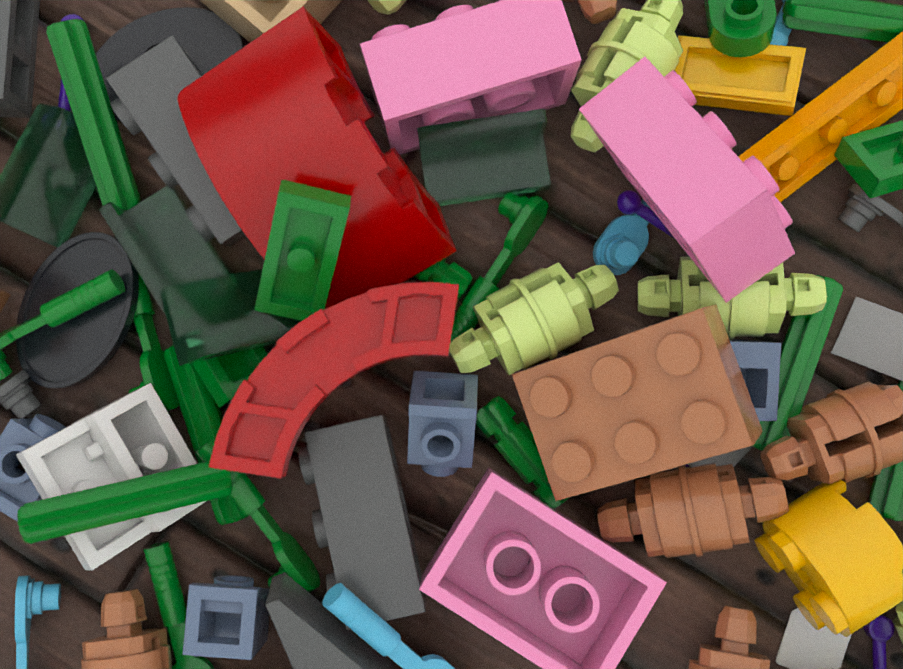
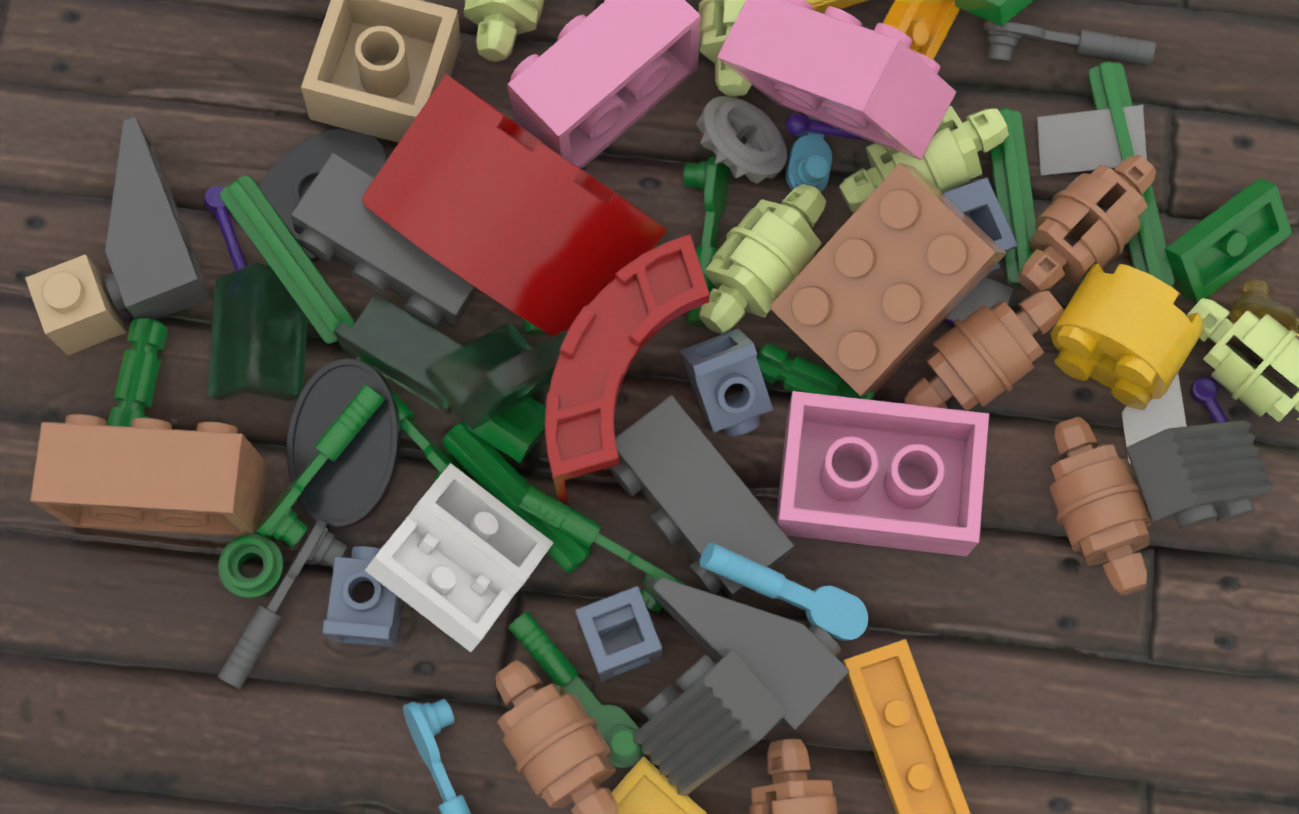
camera: 25 degrees left, 10 degrees down
(122, 501) = (484, 559): green axle -> none
(302, 250) = (538, 277): green plate -> none
(485, 157) = (647, 142): clear green panel -> none
(570, 168) = (732, 118): none -> light grey gear

